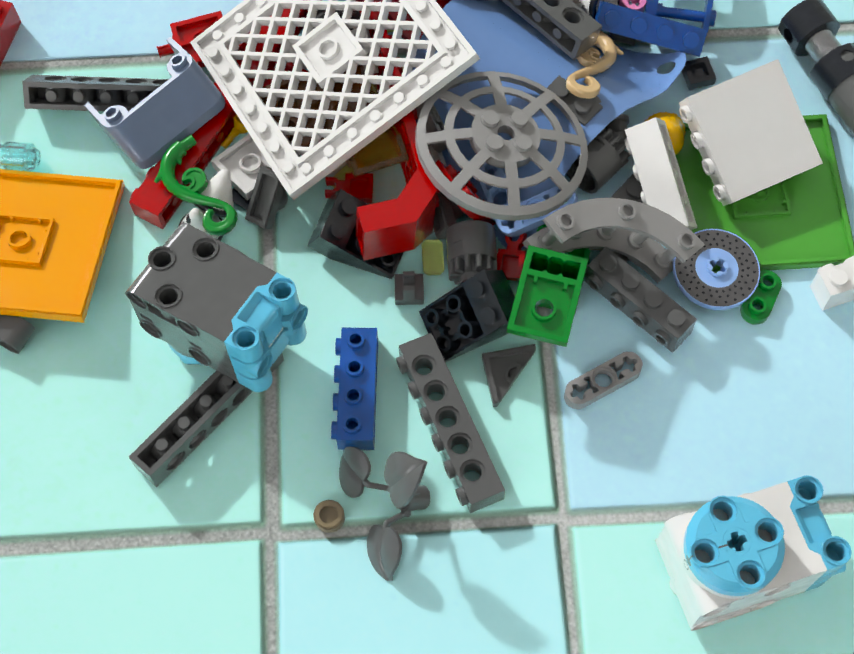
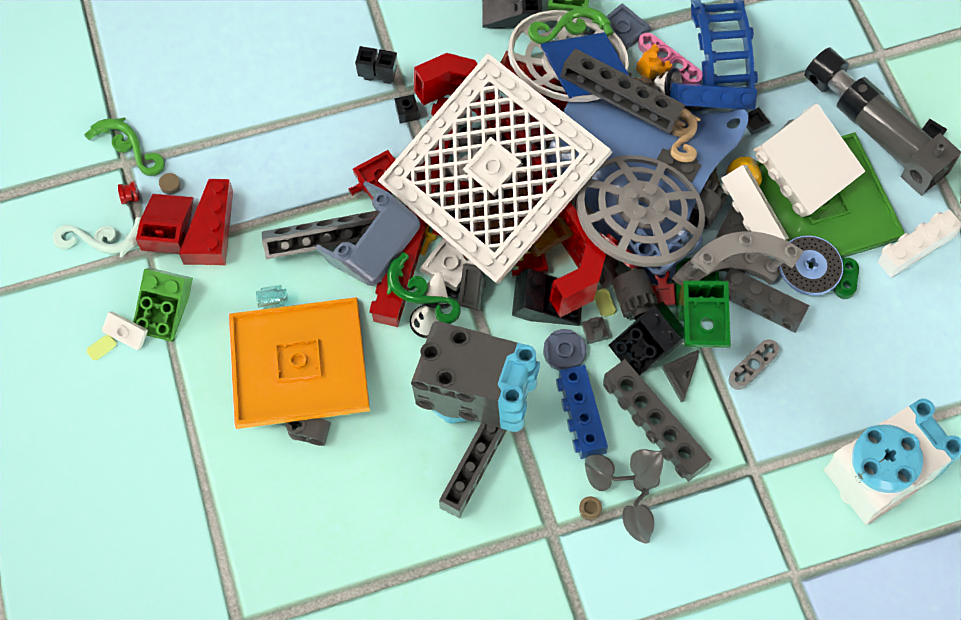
camera: 15 degrees left, 0 degrees up
(362, 304) = (564, 349): none -> sand blue tile

